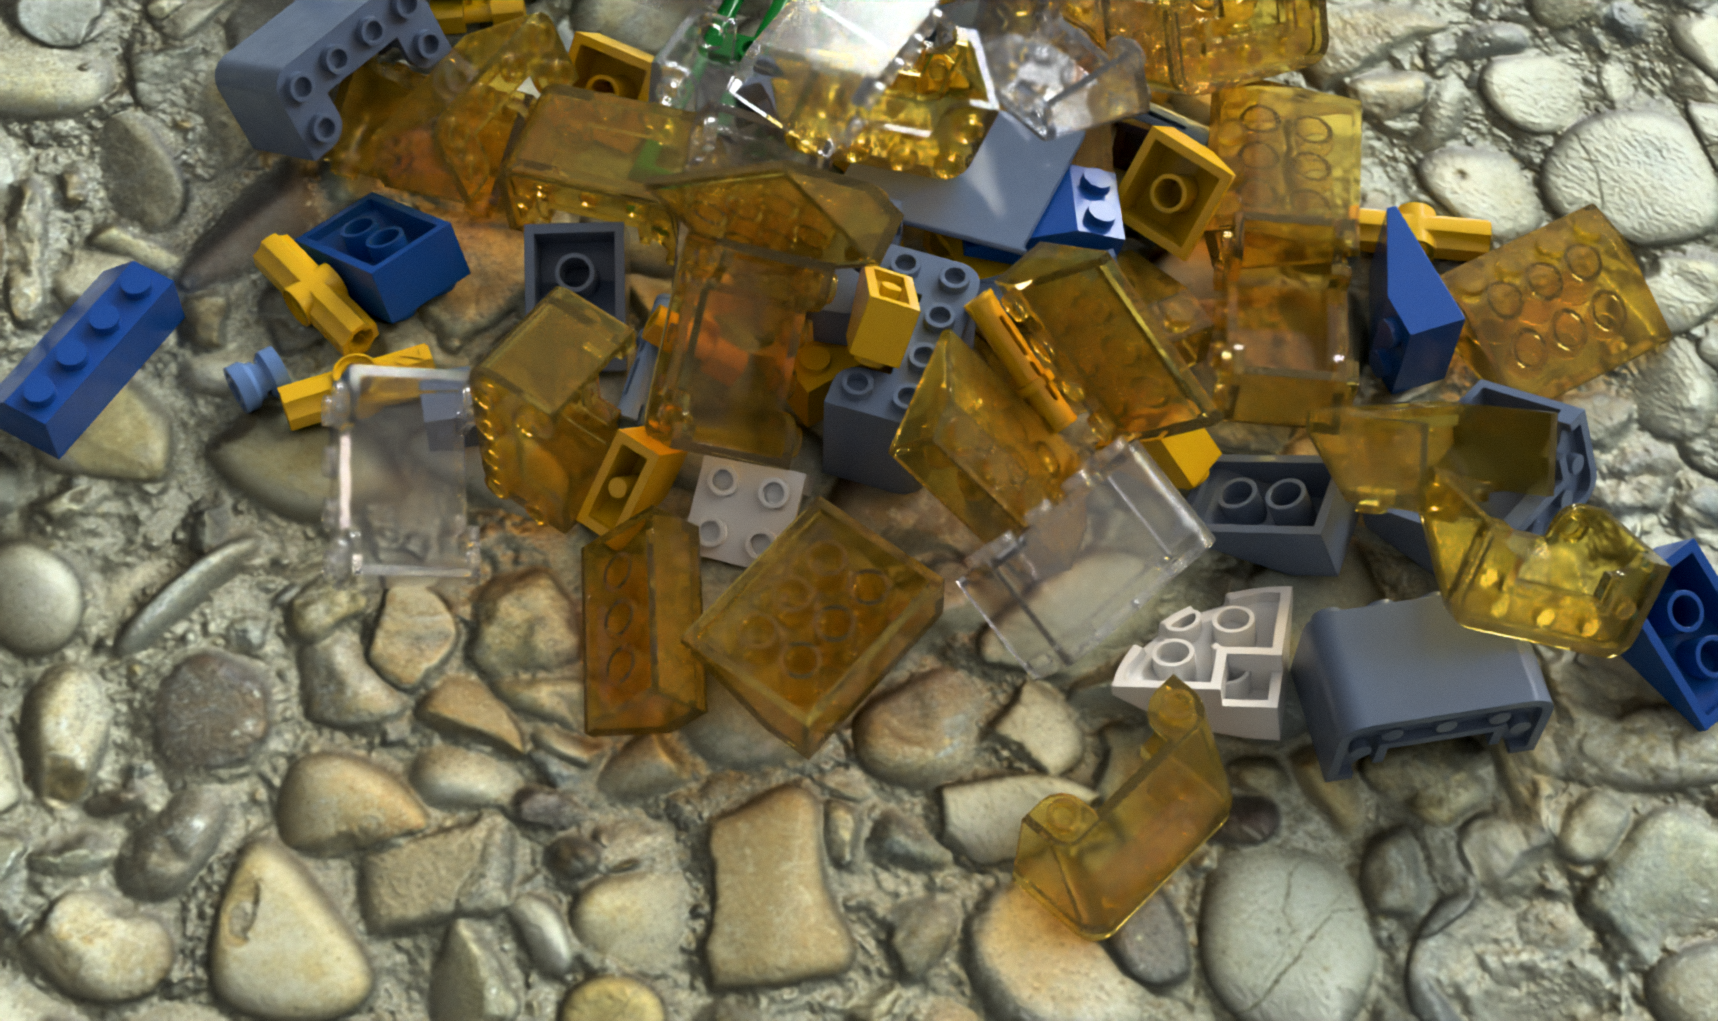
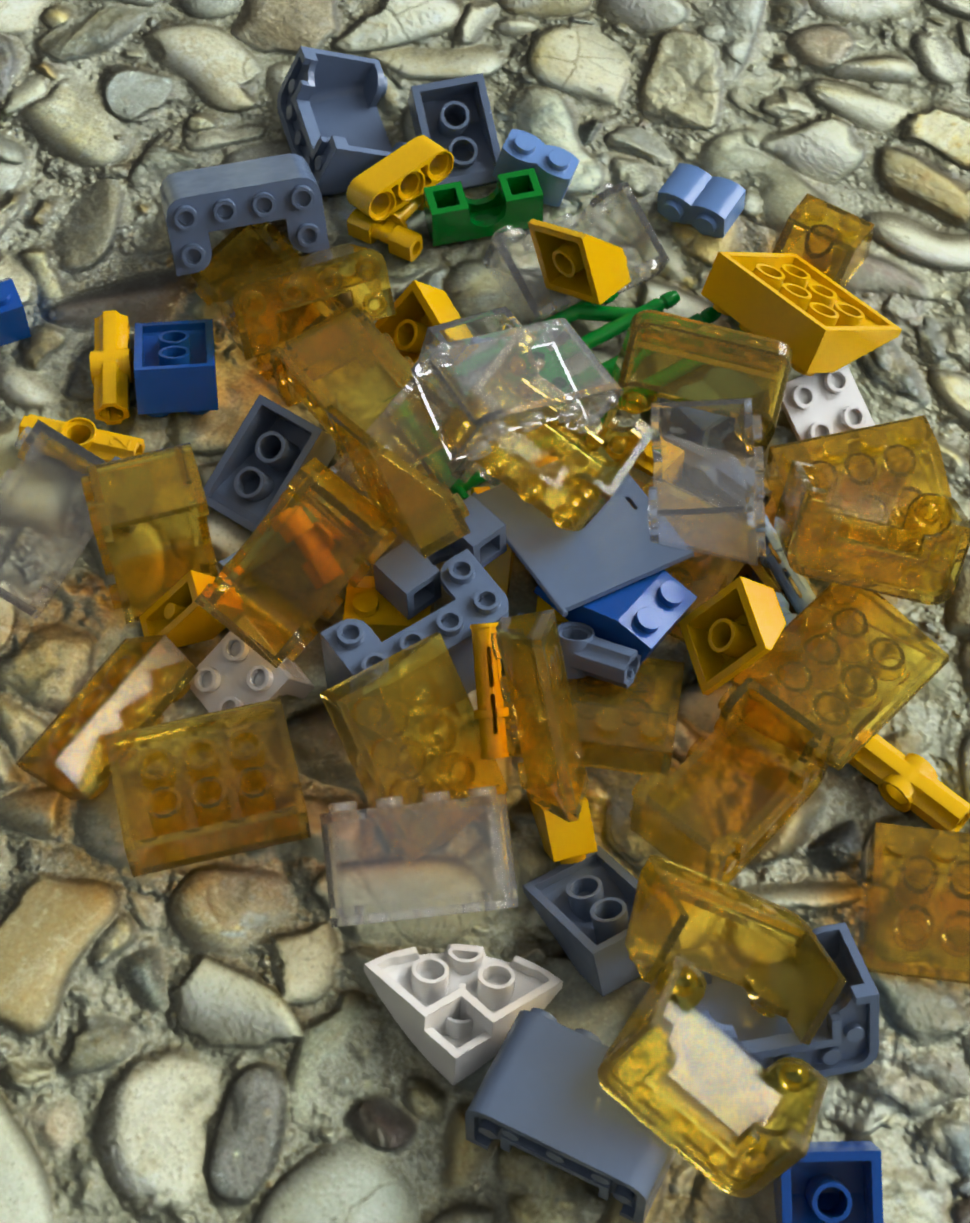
camera: 40 degrees right, 0 degrees up
(253, 382) = (22, 401): medium blue wheel -> none
(882, 317) = (402, 594): yellow slope -> none
(1110, 861) = (286, 1074): clear yellow windscreen -> none
(1410, 311) = (823, 846): blue slope -> none

